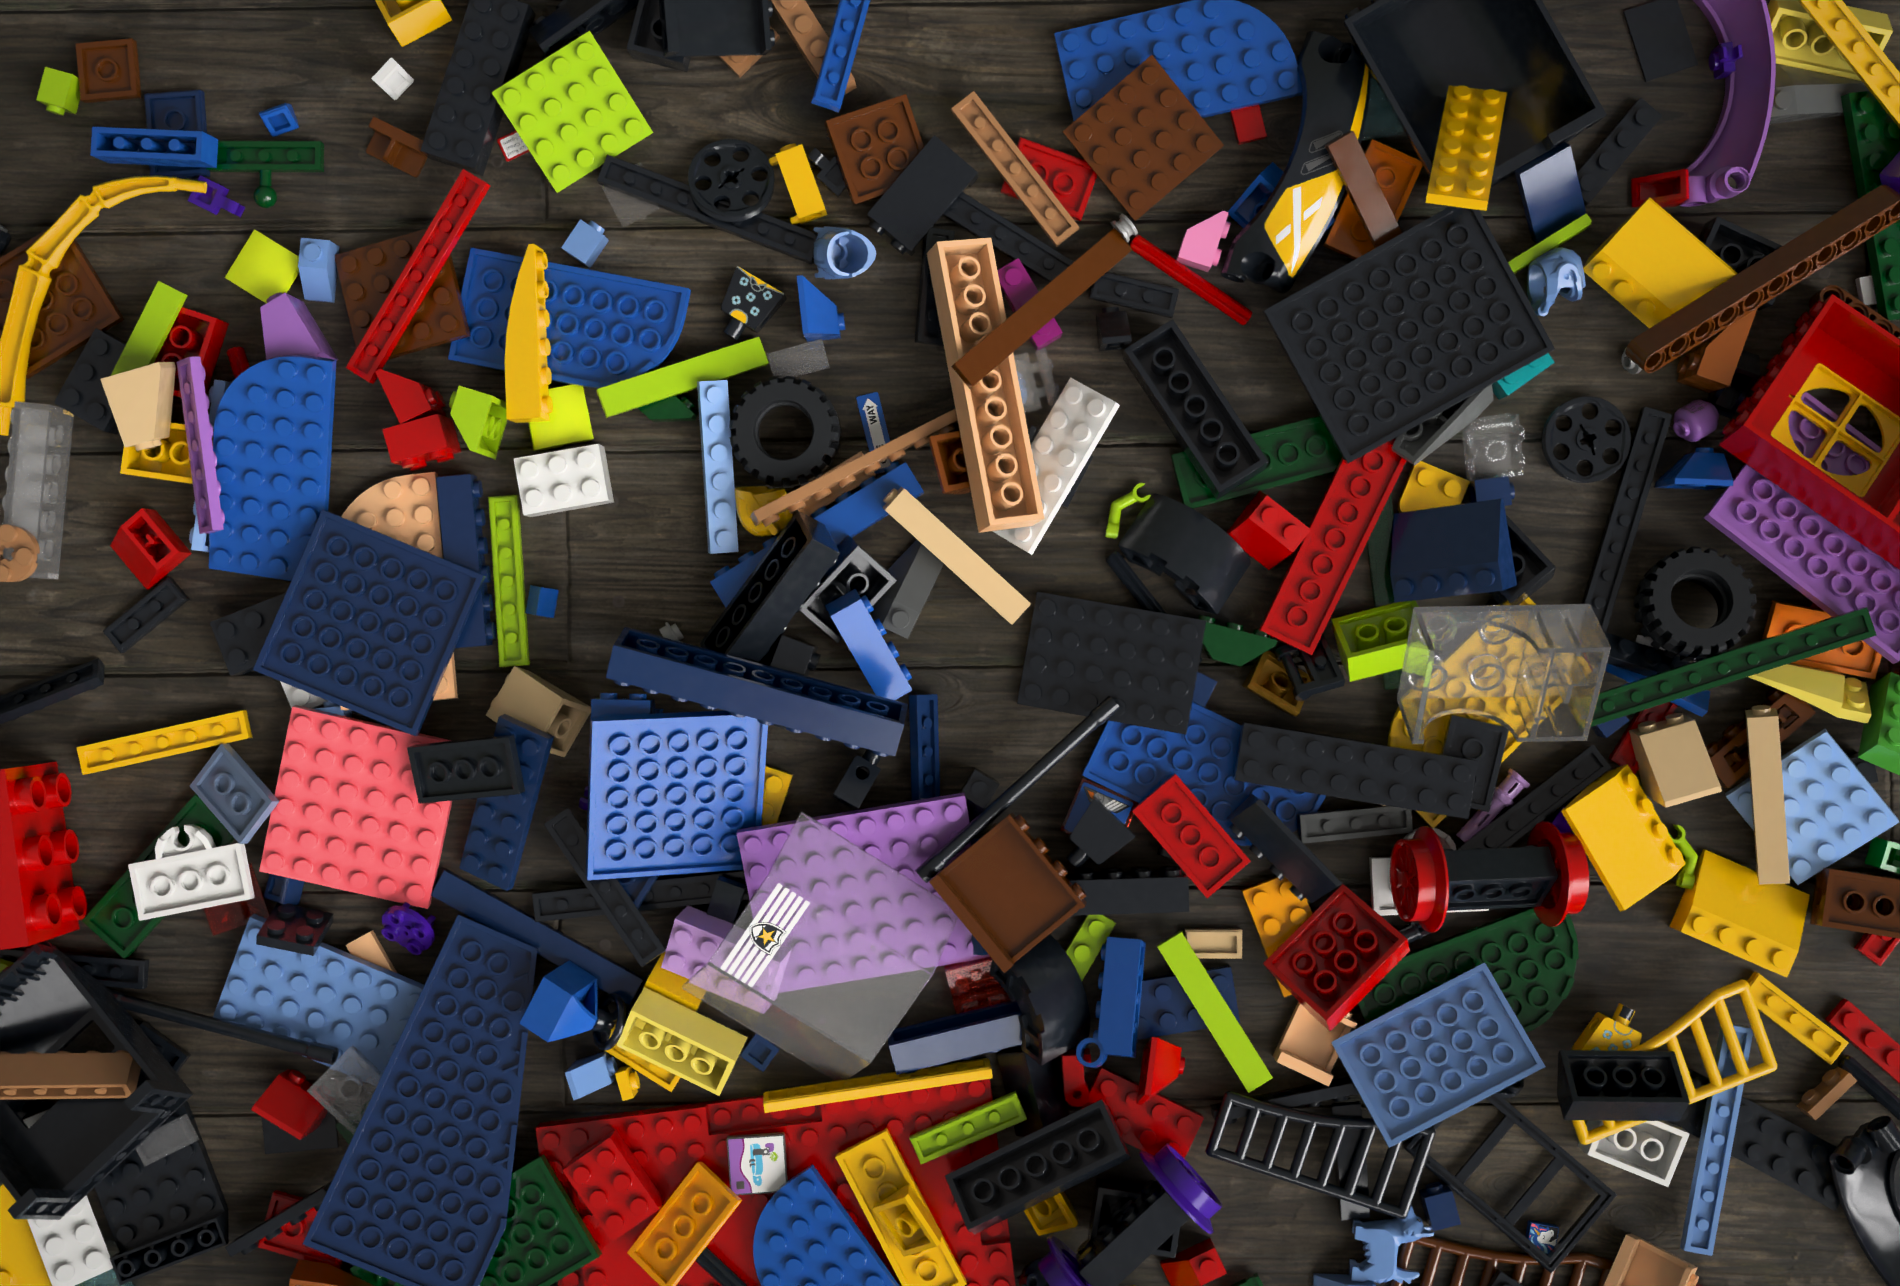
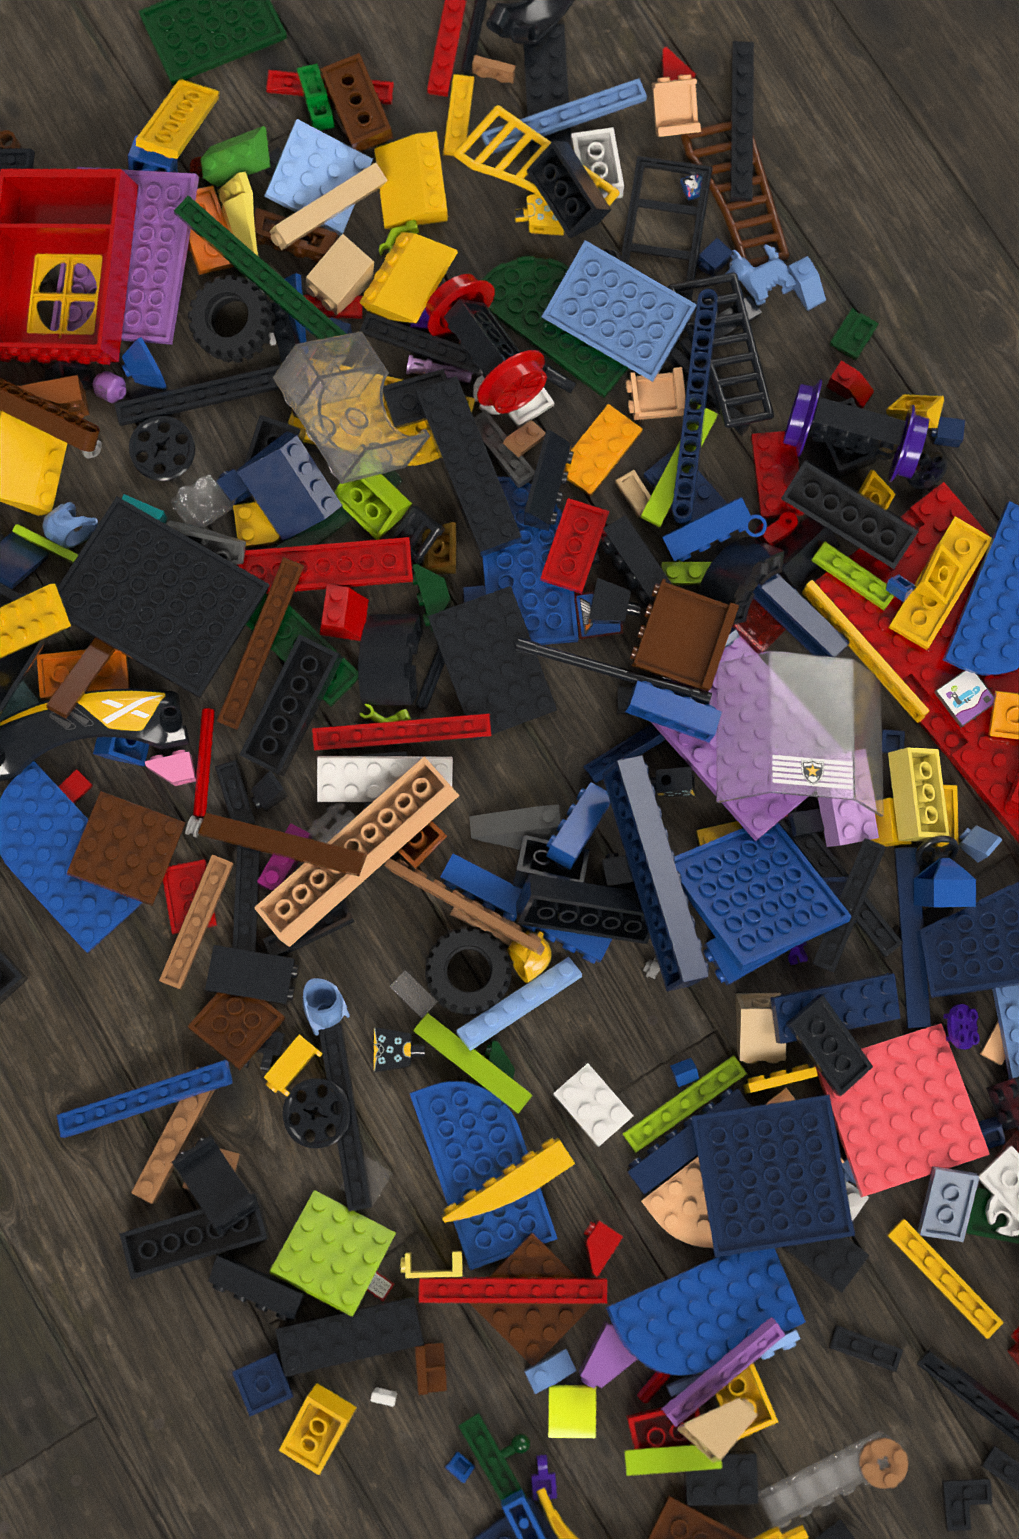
camera: 125 degrees left, 10 degrees down
(149, 547) = (818, 1373): red slope -> none
(422, 441) = (626, 1219): red brick -> none
(468, 696) = (779, 1078): none -> yellow plate
(479, 419) = (585, 1185): lime slope -> none
(488, 205) = (406, 1267): none -> light yellow panel
(568, 420) = (553, 1125): neon yellow slope -> none
(585, 242) = (418, 1190): medium blue brick -> none
(627, 1082) = (968, 816): yellow plate -> none
(818, 313) = (373, 997): blue slope -> none
(874, 424) = (426, 917): sticker -> none
(921, 1170) = (900, 587): none -> blue slope
(930, 827) = (673, 711): none -> blue brick
(955, 554) = (482, 806): tan brick -> none
(1093, 516) = (401, 732): none -> red plate
(1159, 1068) = (739, 478): red slope -> none
(1284, 1077) = (694, 395): none -> dark blue beam
(1288, 418) = (260, 643): none -> reddish brown tile
(1337, 956) = (595, 408): red slope -> none
(1351, 856) = (524, 438): none -> medium nougat plate

